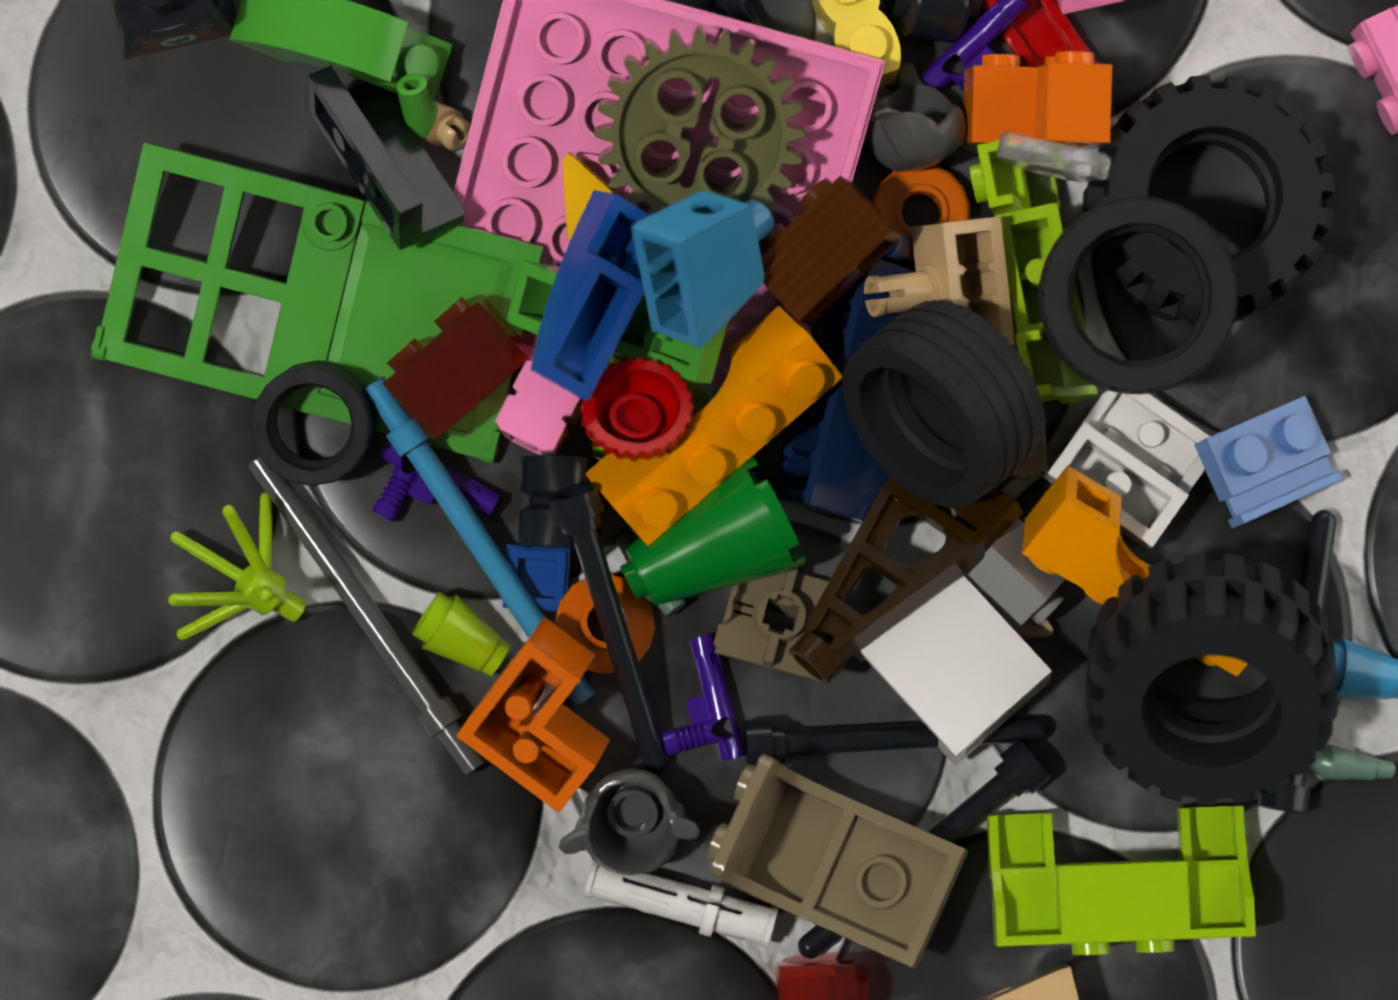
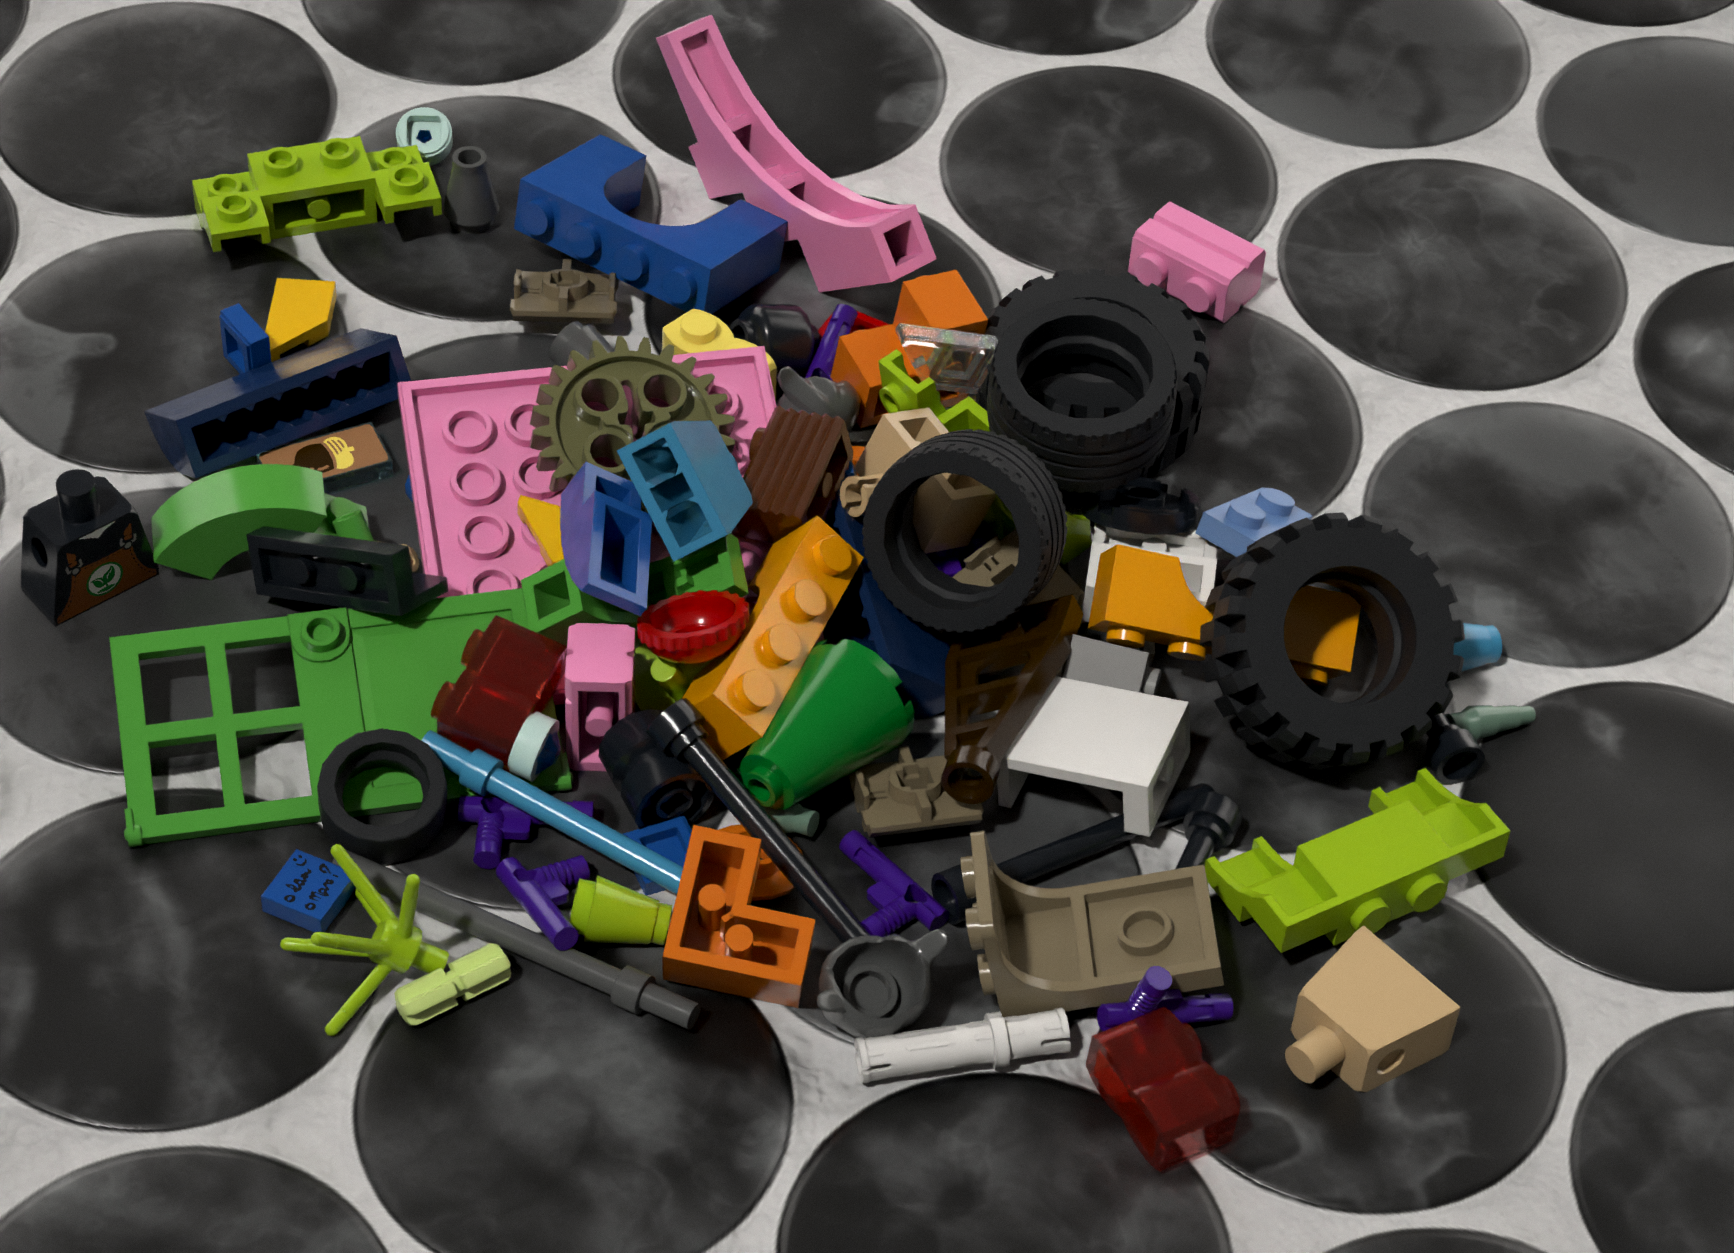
camera: 30 degrees left, 40 degrees down
(218, 481) = (307, 892): none -> blue tile
(283, 642) = (438, 990): none -> yellowish green piece
(410, 584) = (541, 892): none -> dark purple hose
(466, 436) = (535, 746): none -> light aqua tile
(849, 954) = (1154, 994): none -> dark purple hose
(1171, 412) = (1142, 508): none -> black tile

